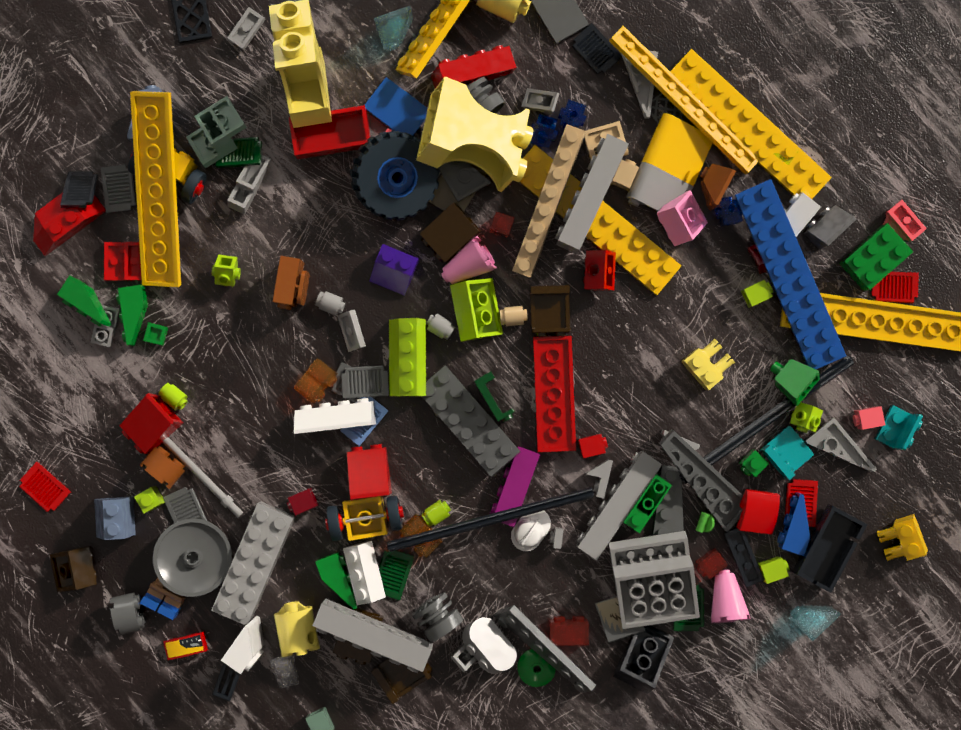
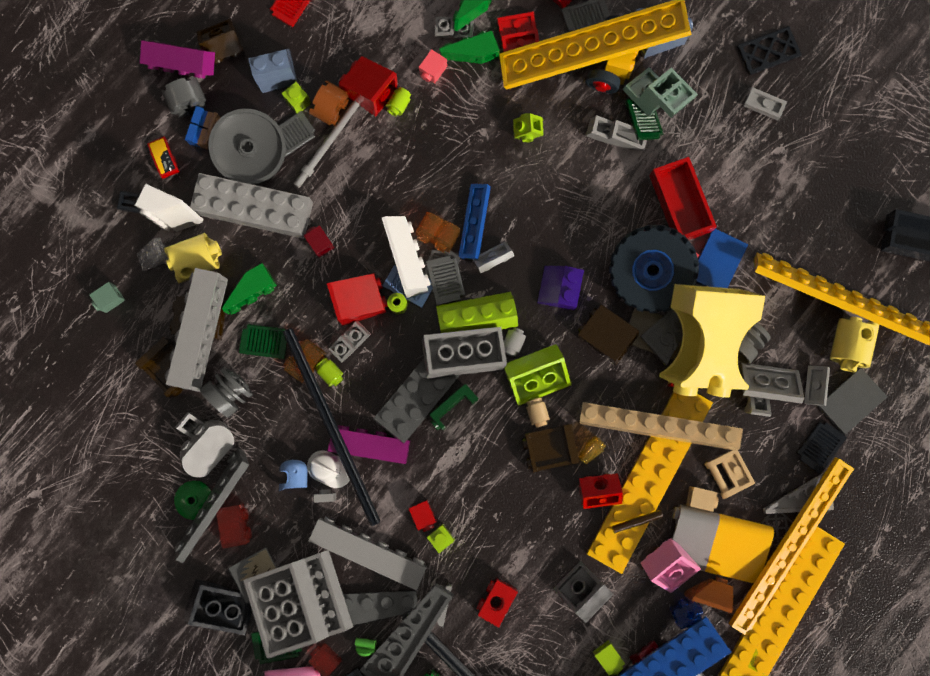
camera: 85 degrees right, 5 degrees down
(85, 614) = (177, 58): none -> magenta brick
(143, 355) = (432, 66): none -> coral brick
(155, 334) = (455, 74): green plate -> none
(291, 283) = (527, 189): dark orange brick -> none
(300, 63) = (746, 153): light yellow brick -> none
(311, 342) = (474, 221): none -> blue plate
(330, 303) = (516, 231): light grey brick -> none
(364, 518) = (311, 302): brick -> none
(364, 573) = (258, 312): white brick -> none
(387, 433) = (399, 309): none -> lime brick
(393, 27) = (799, 242): clear light blue slope -> none
(409, 488) = (350, 341): none -> light grey slope
(442, 377) = (464, 352): none -> light grey brick
(469, 262) = (582, 358): bright pink cone -> none
(470, 68) = (783, 342): red wedge -> none
(502, 225) = (626, 384): clear red brick -> none
(526, 84) = (772, 383): none -> light grey plate
(530, 563) = (296, 474): none -> medium blue helmet
(537, 40) = (817, 385): none -> light grey plate
(544, 131) = (728, 409): clear blue brick -> none
(554, 394) = (468, 468): red plate -> none
(558, 270) = (592, 449): none -> clear yellow cone
(572, 109) = (752, 435): clear blue brick -> none
(593, 190) = (677, 468): light grey brick -> none
(602, 471) = (399, 530): light grey slope -> none
(617, 432) = (441, 538): none -> lime brick
(635, 241) = (637, 521): none -> dark brown piece
(647, 503) = (374, 582): green slope -> none
(691, 305) = (583, 591): none -> flat silver slope
(697, 391) = (492, 613): none -> red brick
(702, 369) = (521, 614): light yellow brick -> none

